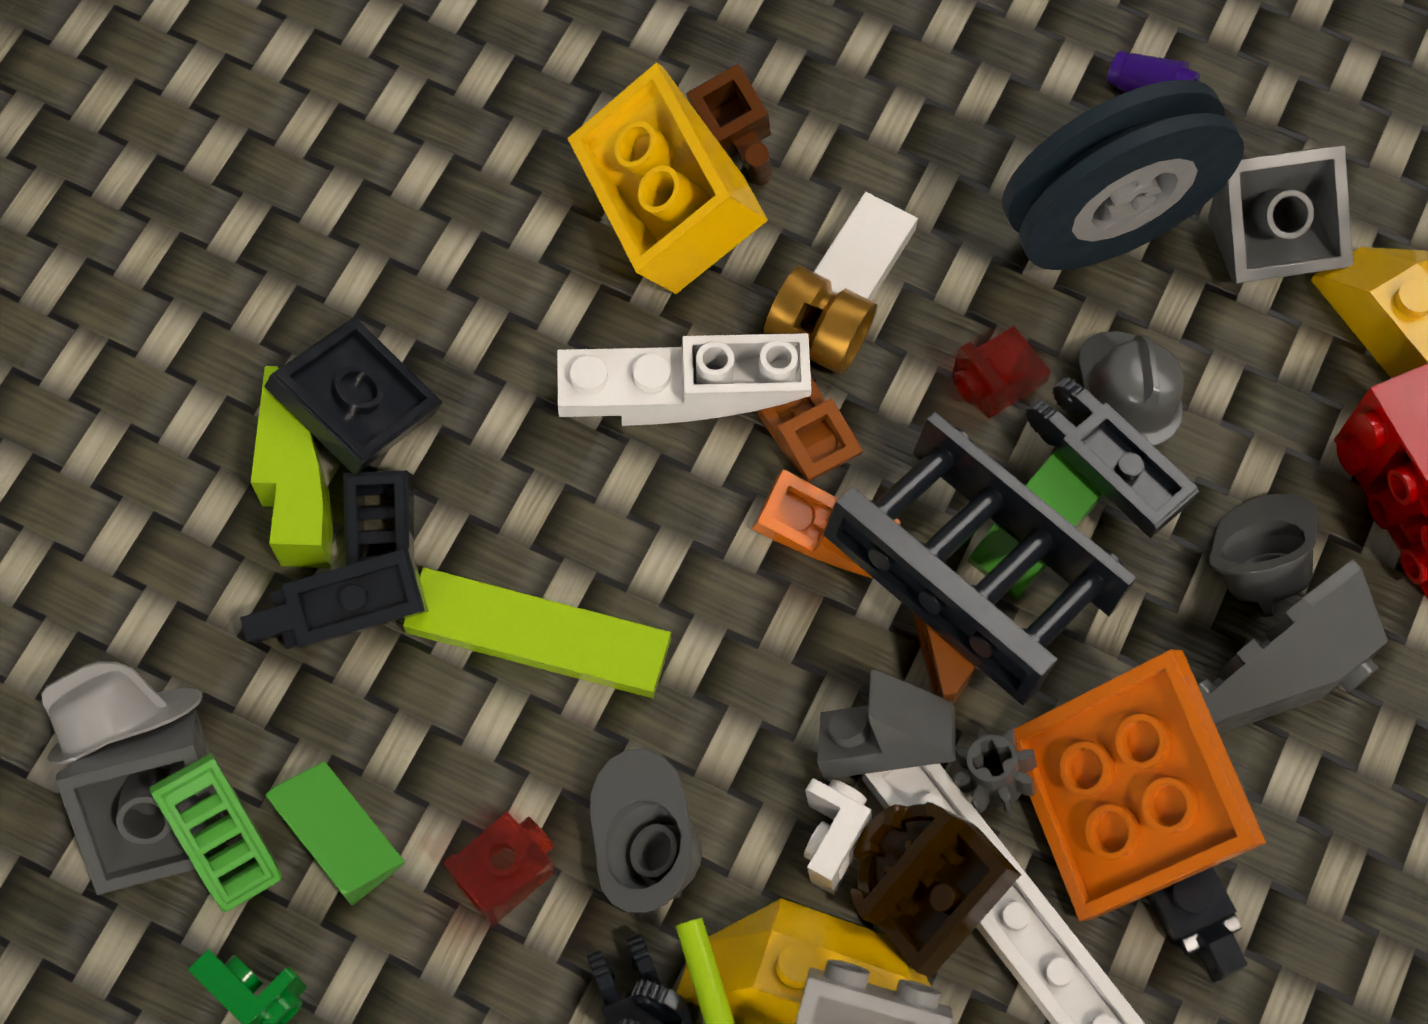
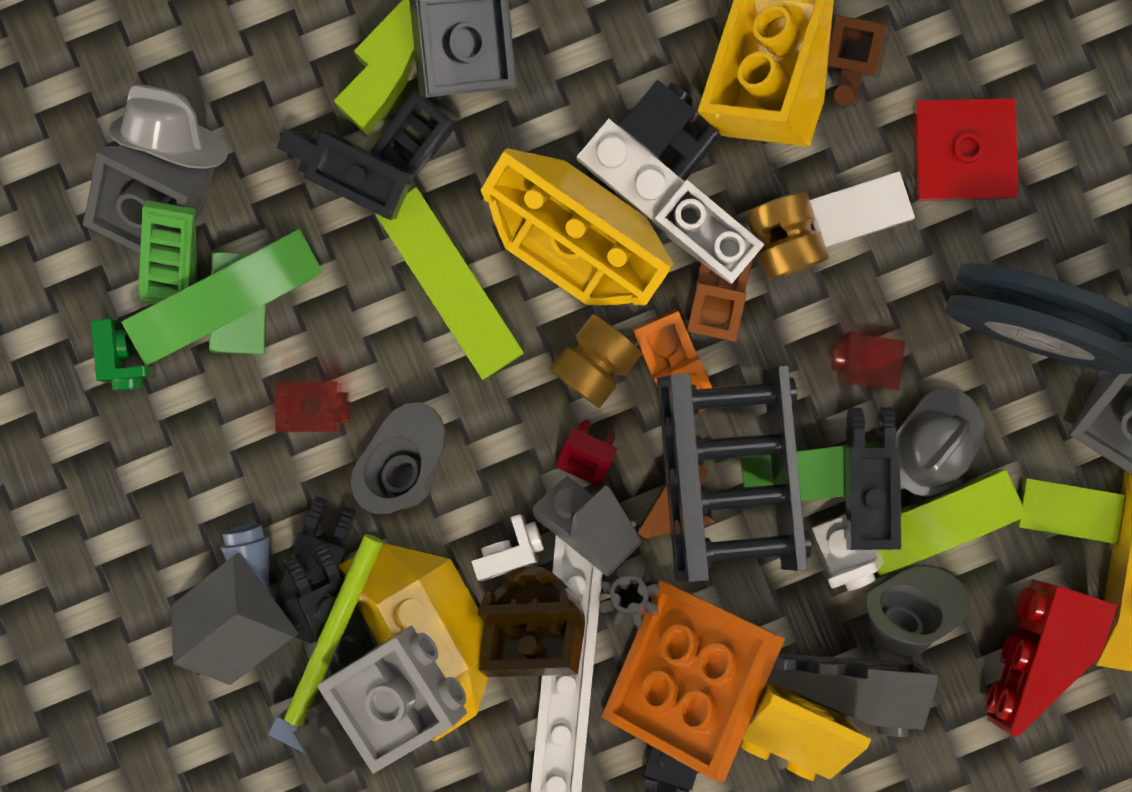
camera: 45 degrees right, 20 degrees up
(308, 838) = (222, 297): none -> bright green slope
(608, 314) = (660, 124): none -> black brick
(618, 478) = (574, 230): none -> yellow wedge
(748, 571) = (596, 361): none -> pearl gold wheel
(823, 674) = (586, 455): none -> dark red tile
(904, 133) = (965, 149): none -> red plate
(1156, 560) = (847, 567): none -> white bracket
(1214, 439) = (954, 519): none -> lime slope
(1294, 732) = (803, 733): none -> yellow slope
(1303, 350) = (1071, 510): none -> lime tile

